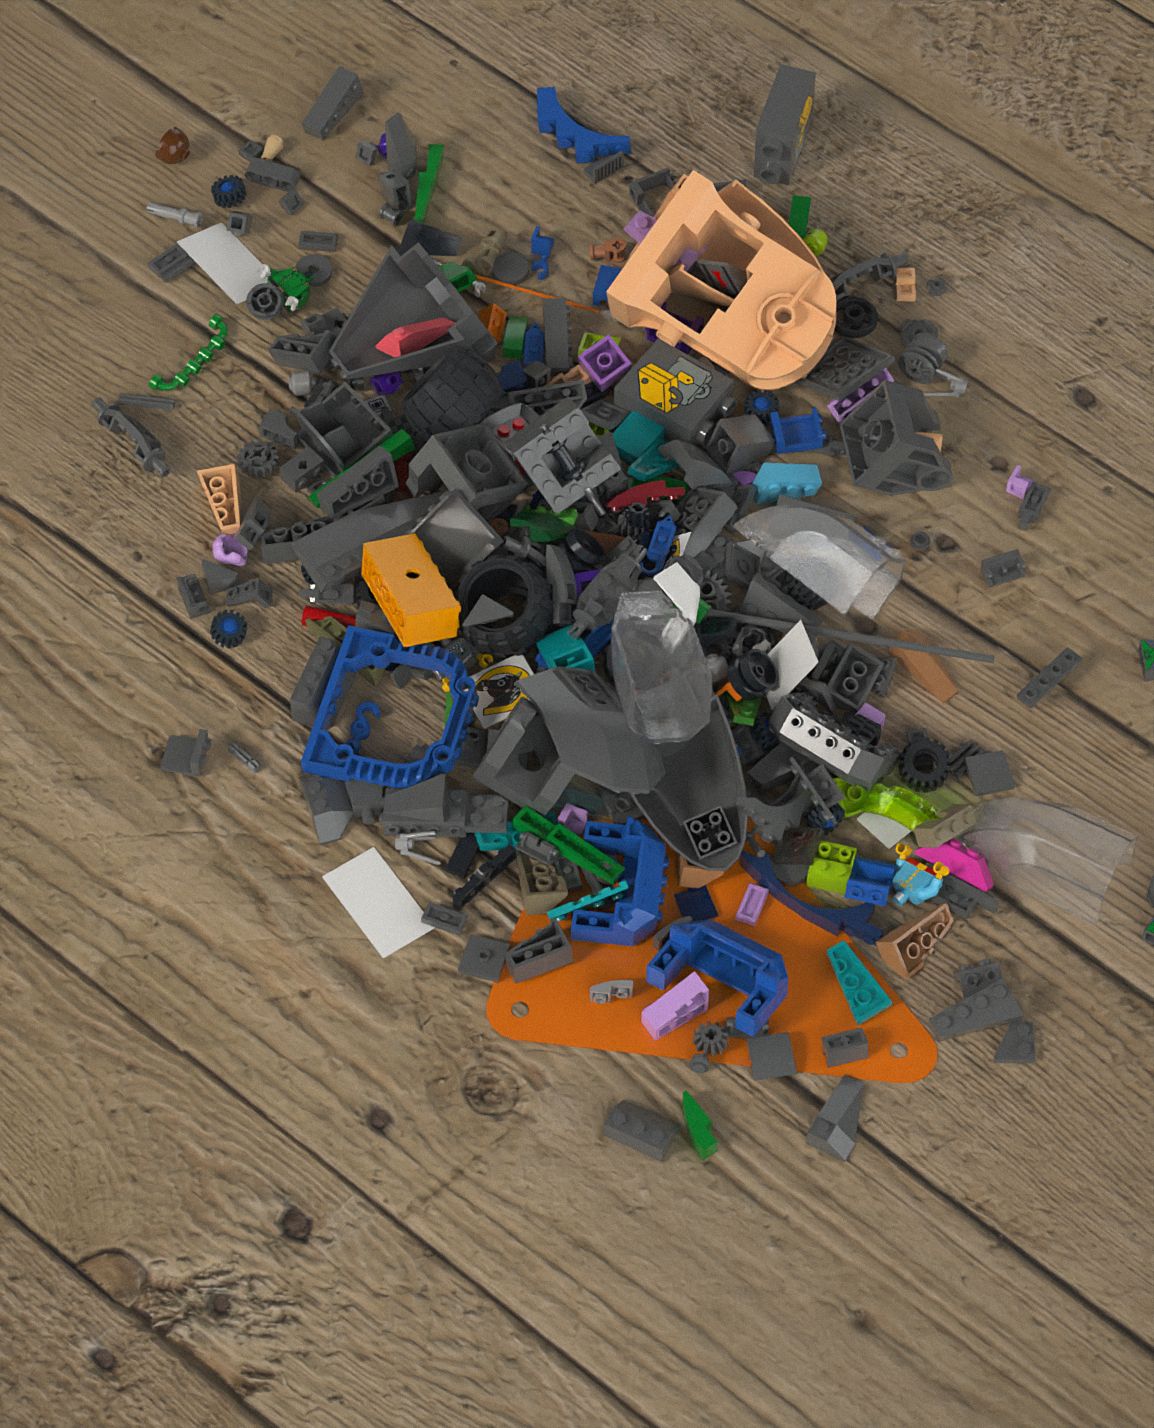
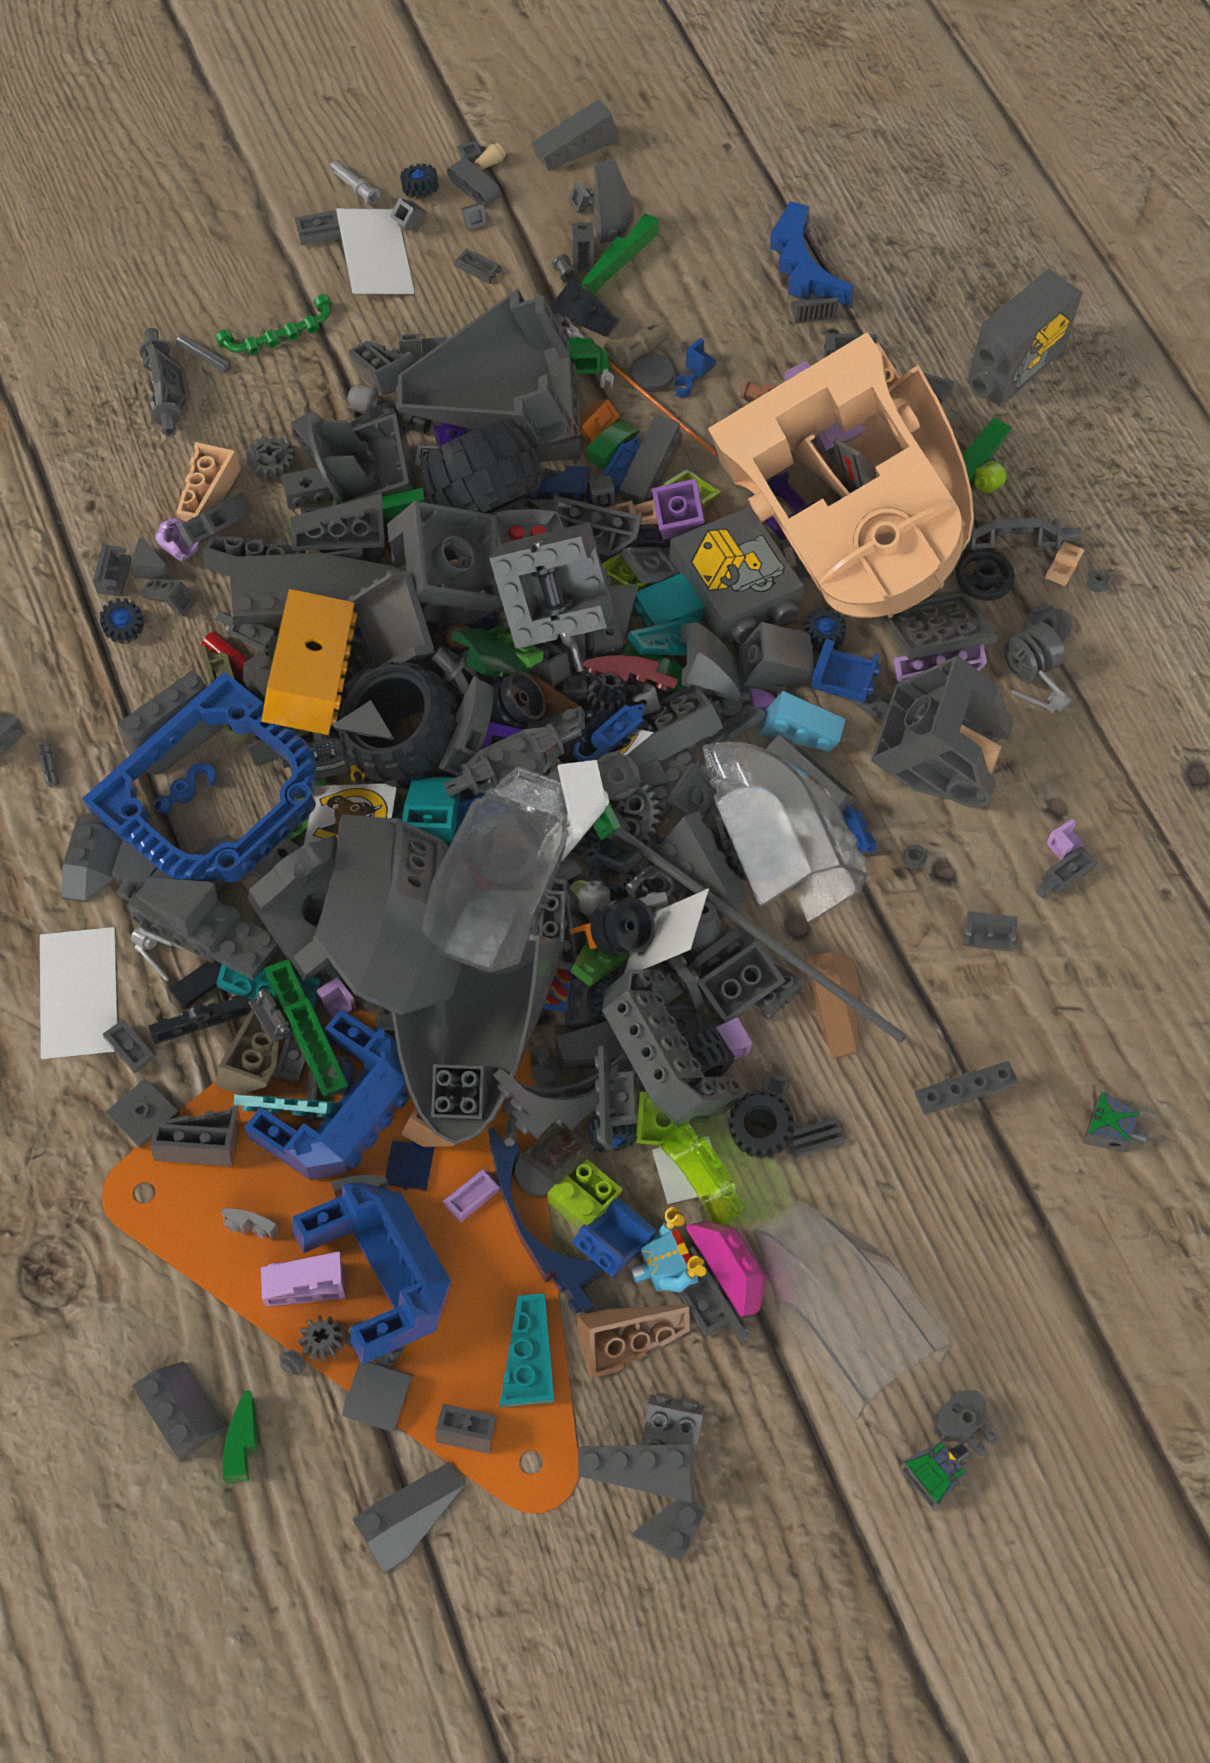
camera: 25 degrees right, 5 degrees up
(174, 147) = (392, 115): reddish brown cylinder -> none
(264, 301) = (379, 301): dark grey cone -> none
(291, 283) = (414, 295): green torso -> none
(317, 262) = (453, 283): dark grey tile -> none
(413, 336) = (488, 394): coral wedge -> none
(953, 822) = (717, 1218): dark tan arch -> none
(989, 773) = (833, 1169): dark grey tile -> none

